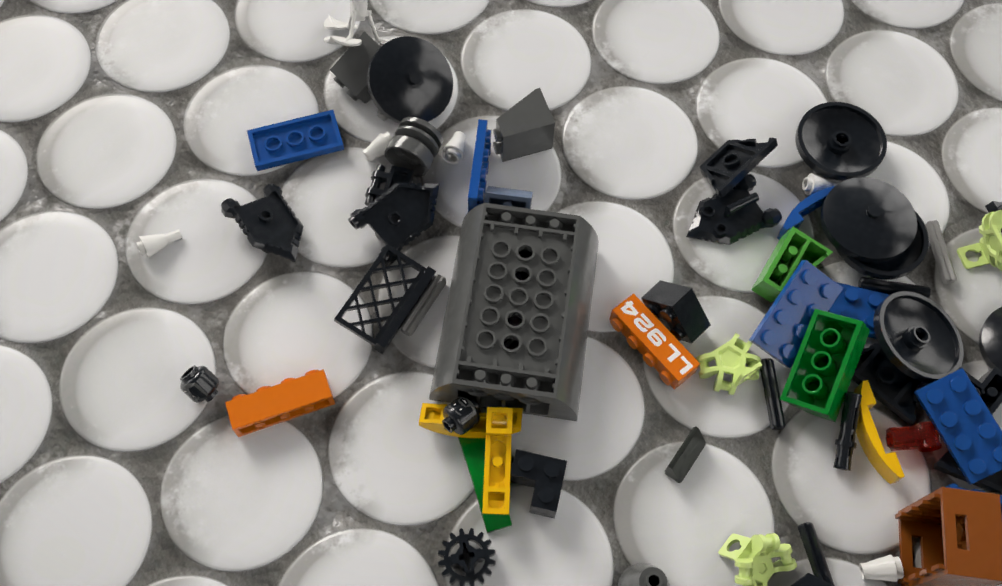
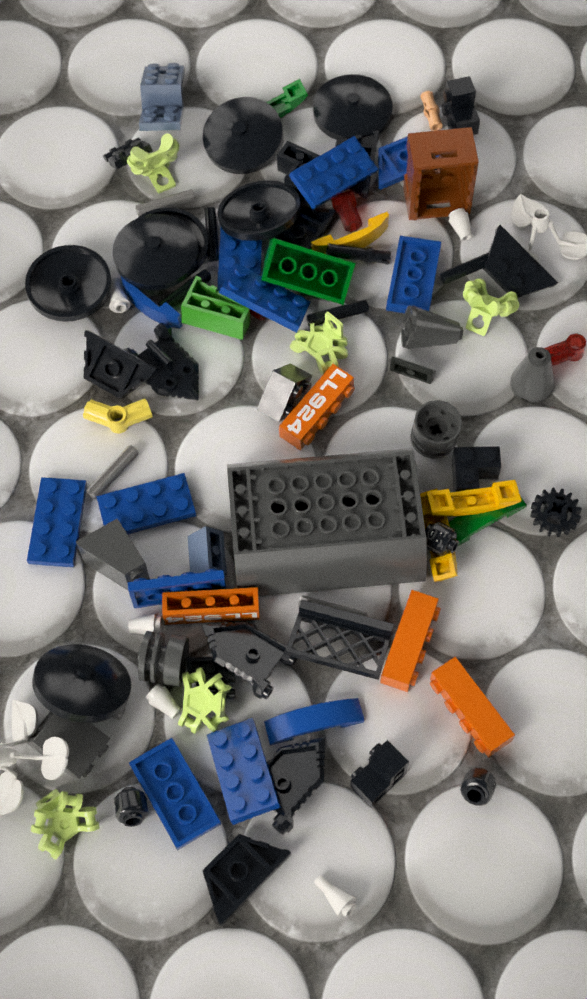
camera: 100 degrees left, 0 degrees up
(209, 175) = (240, 872): none -> black wing
(246, 300) = (382, 773): none -> black brick
(290, 189) = (243, 771): none -> blue plate
(295, 105) = (131, 806): none -> black head
(304, 56) = (62, 821): none -> yellowish green piece
(319, 265) = (313, 719): none -> blue slope
(363, 165) = (201, 701): none -> yellowish green piece
(367, 364) = (409, 641): none -> orange brick
(453, 197) = (210, 606): none -> orange brick
(578, 171) = (148, 504): none -> blue plate
(582, 98) = (57, 522): none -> blue plate
(593, 436) = (437, 418): none -> dark grey wheel
(620, 148) = (112, 471): none -> light grey axle
(678, 169) = (105, 414): none -> light yellow piece
(730, 482) = (428, 329): none -> dark grey cone
(812, 490) = (413, 274): none -> blue plate
(832, 261) = (181, 292): none -> black axle

